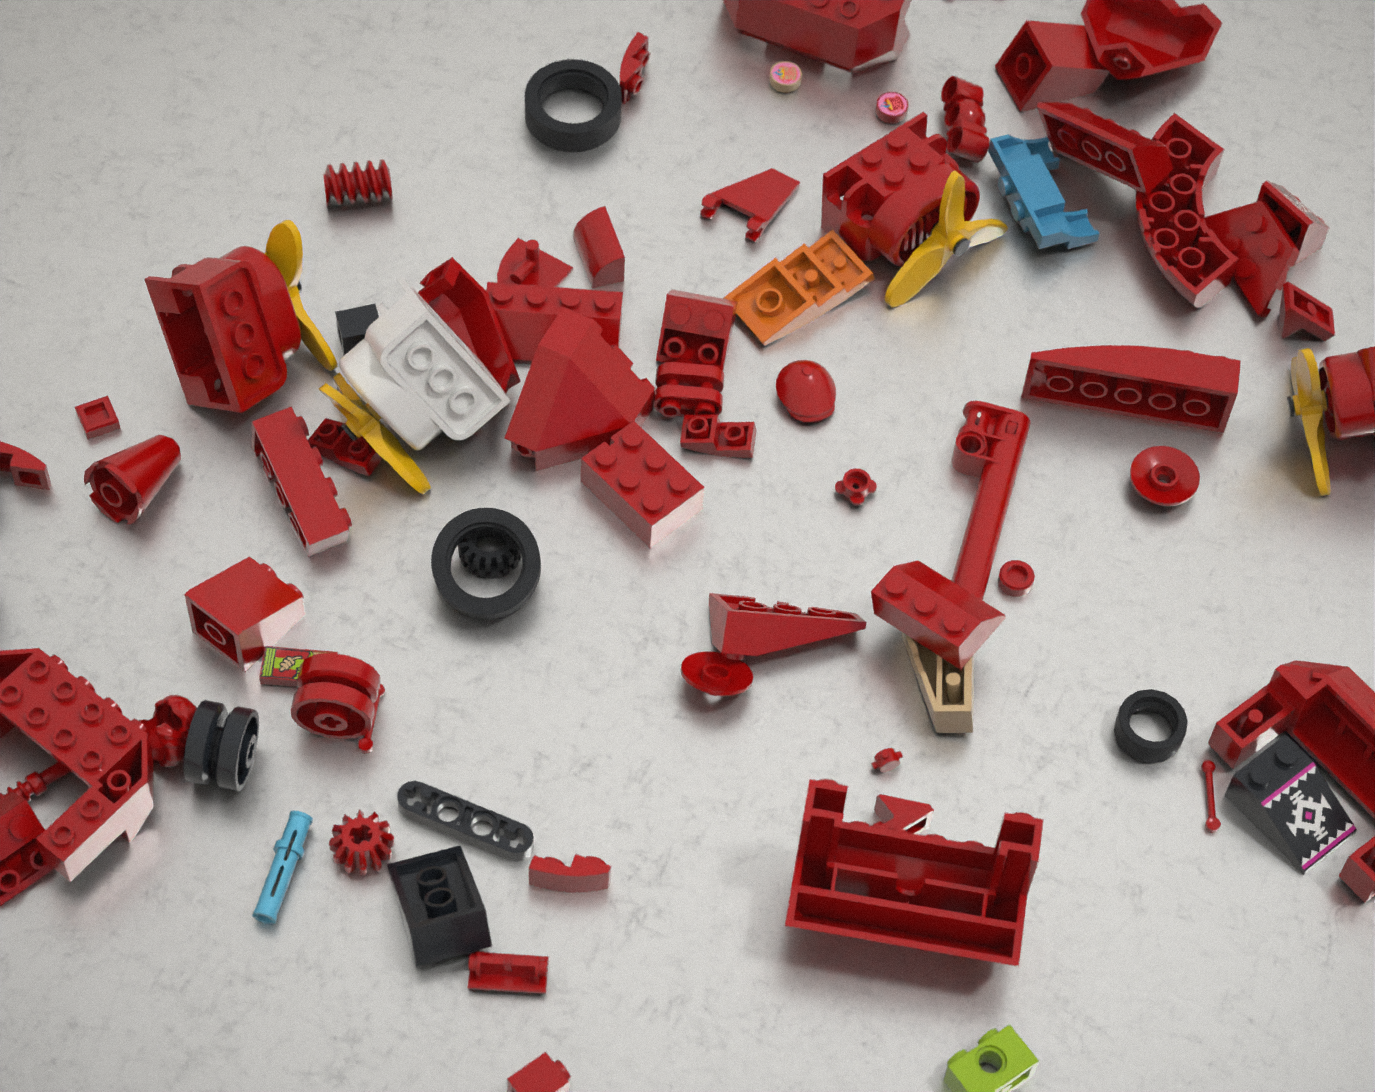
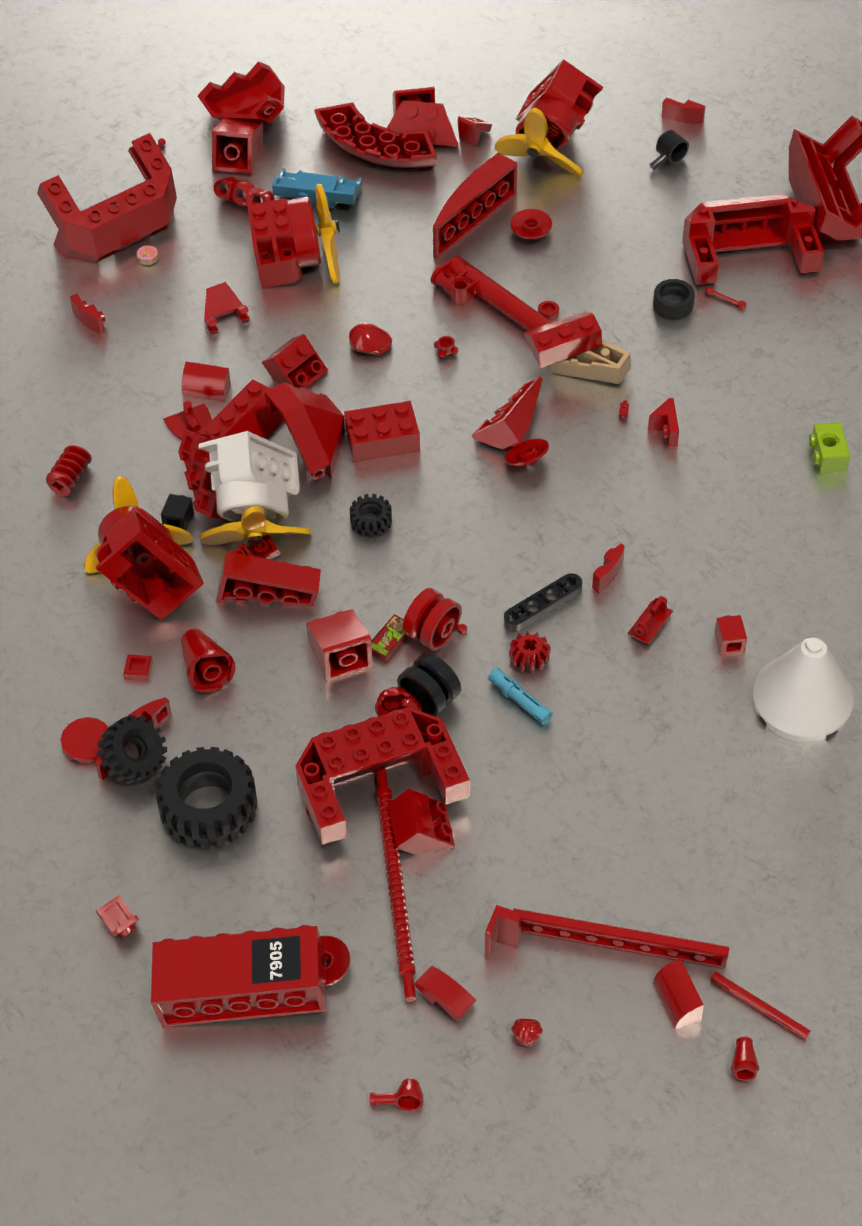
camera: 55 degrees left, 5 degrees down
(440, 905) = (592, 632): black slope -> none
(479, 520) = (405, 497): black tyre -> none
(579, 75) = (91, 332): black tyre -> none
(688, 389) = (335, 384): red brick -> none
(710, 436) = (371, 389): red slope -> none
(799, 288) = (299, 309): orange slope -> none
(891, 107) = (206, 222): tile -> none
(912, 885) = (722, 418): red wedge -> none
(1105, 146) = (316, 143): red slope -> none
(1291, 804) = (750, 269): black slope -> none

